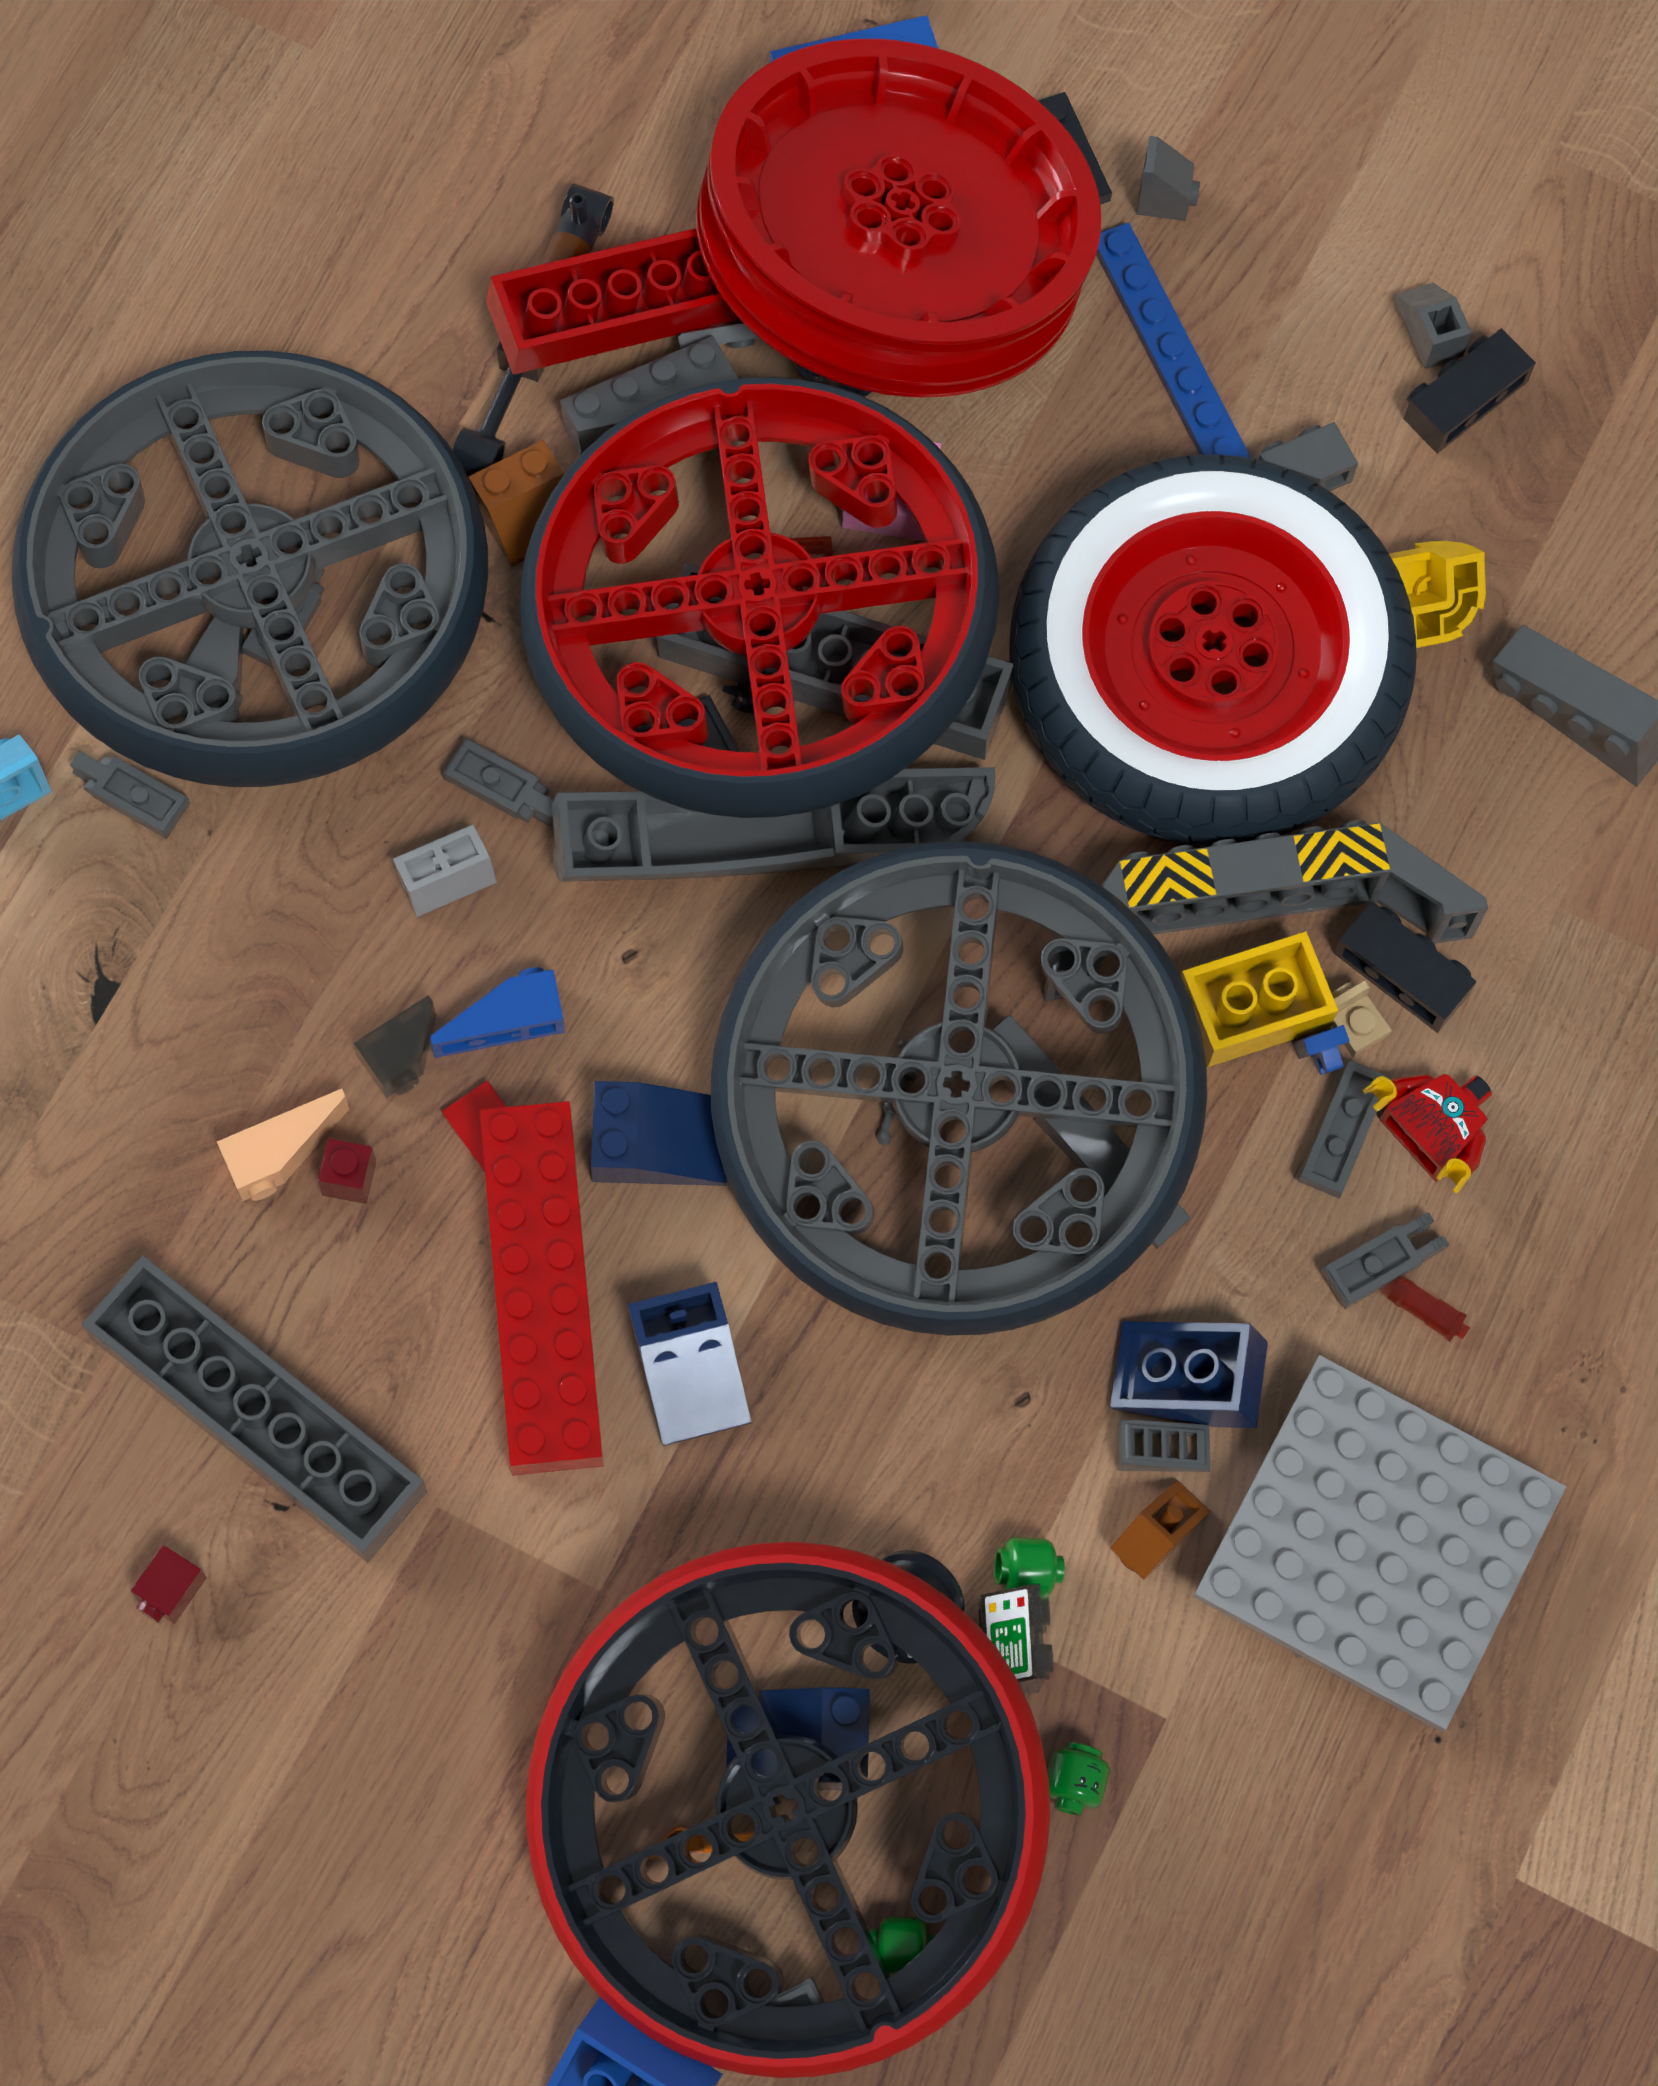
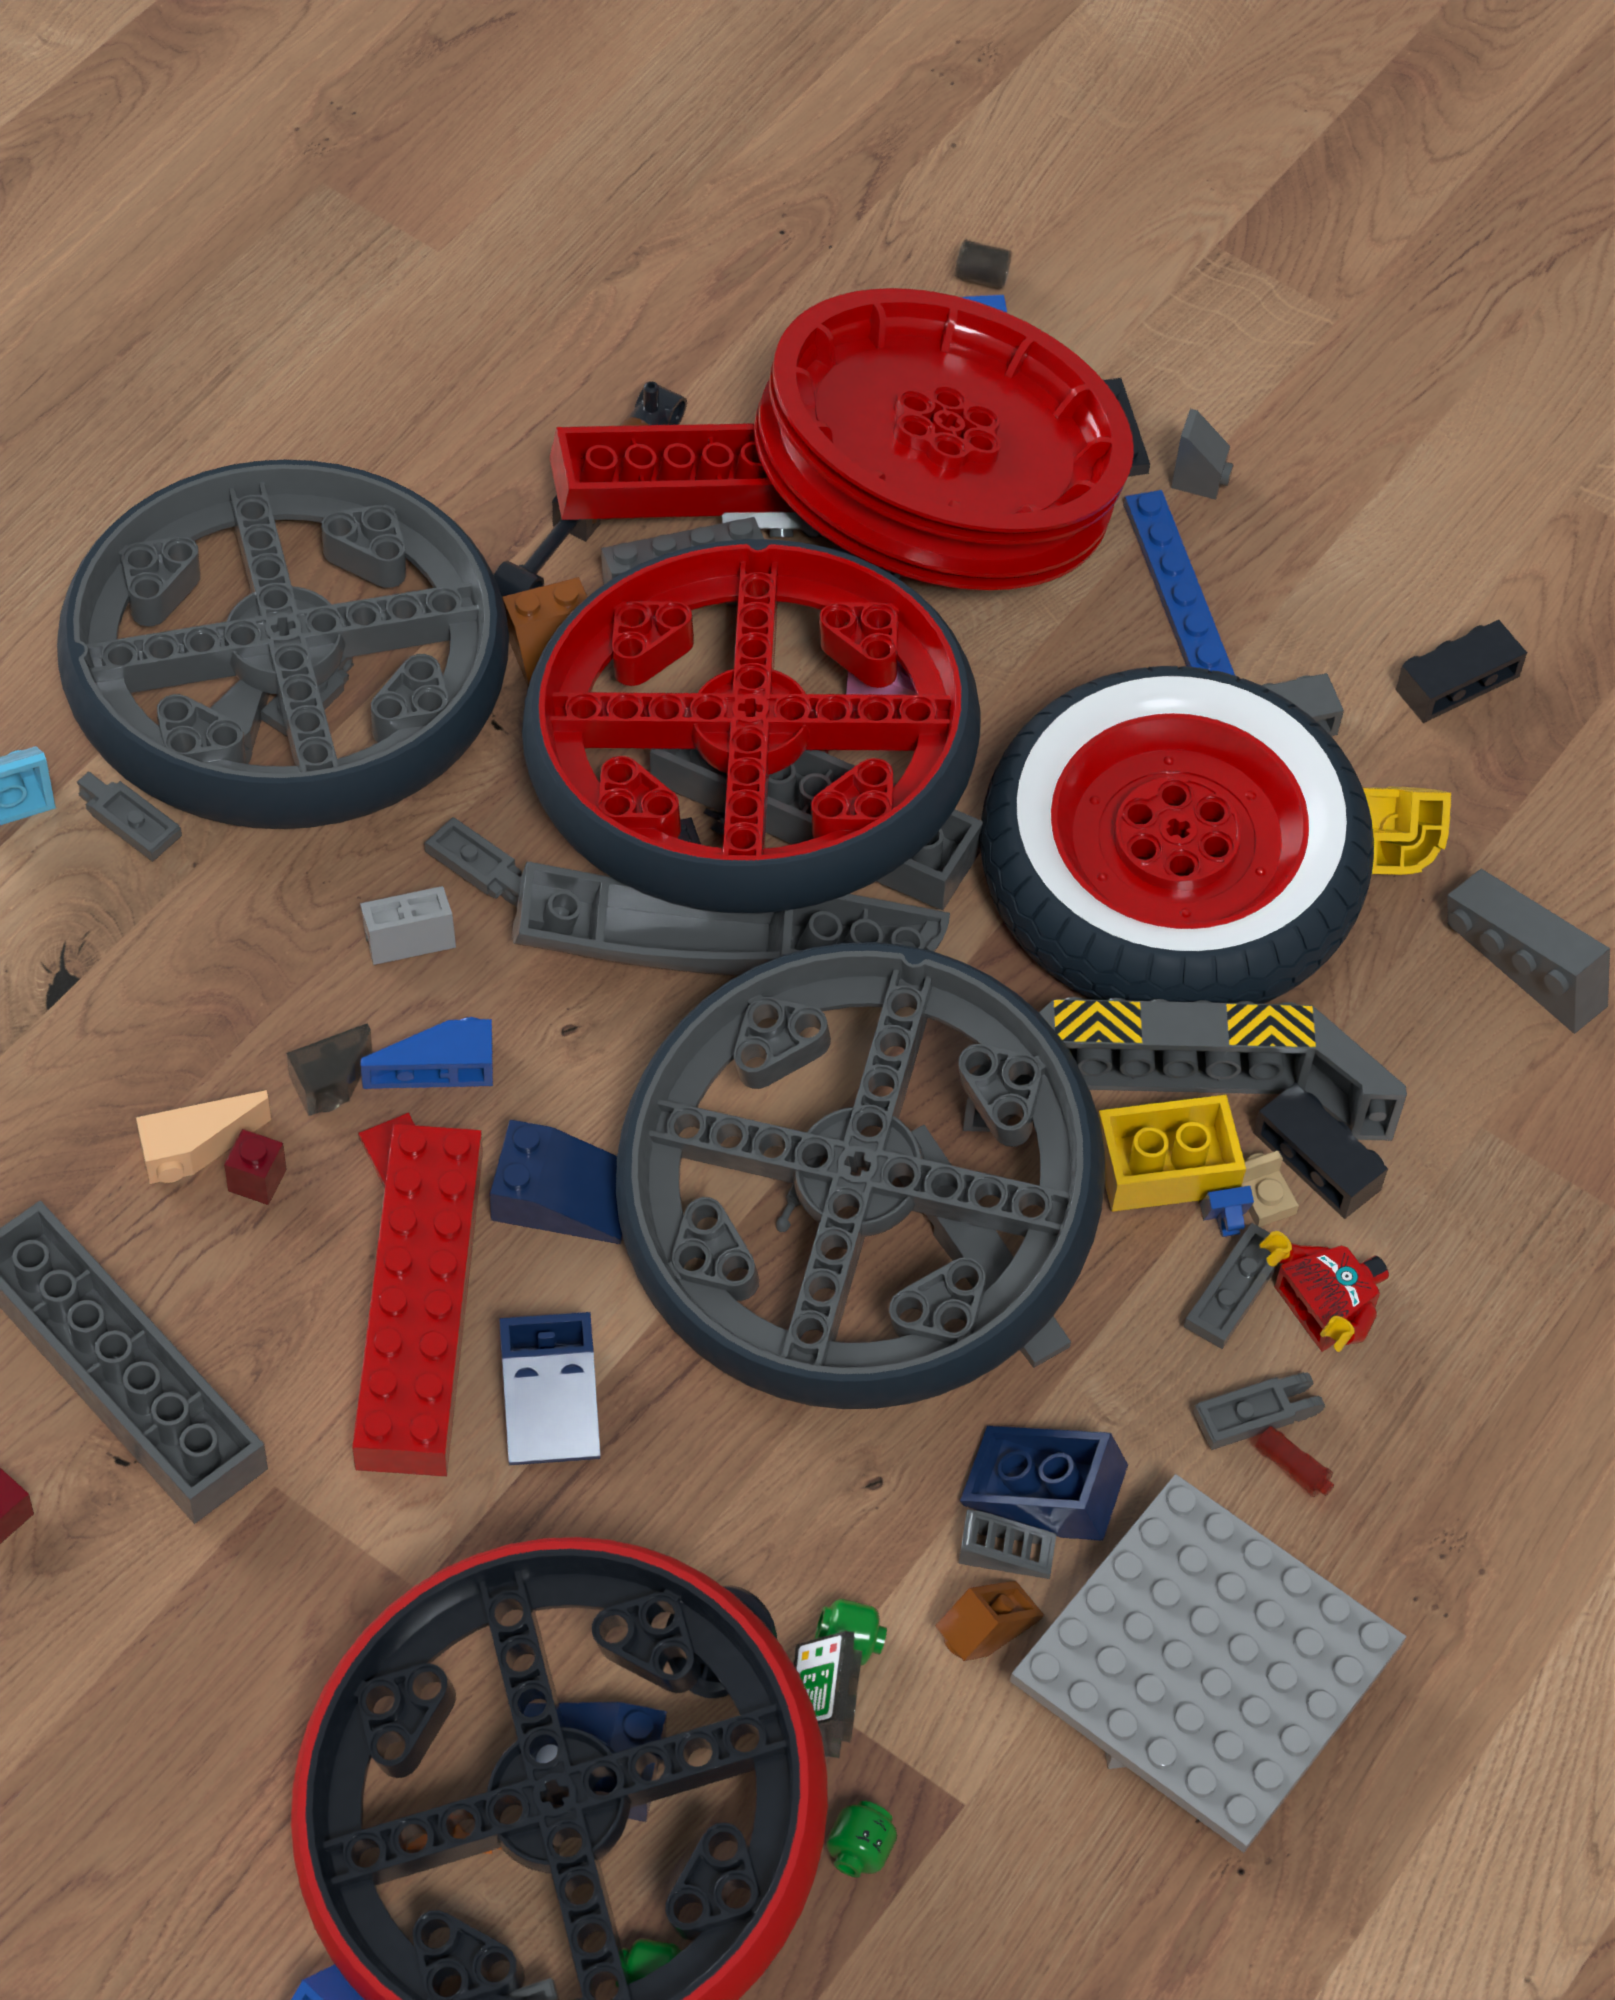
camera: 10 degrees right, 15 degrees down
(1434, 323) = (1436, 611): dark grey slope -> none

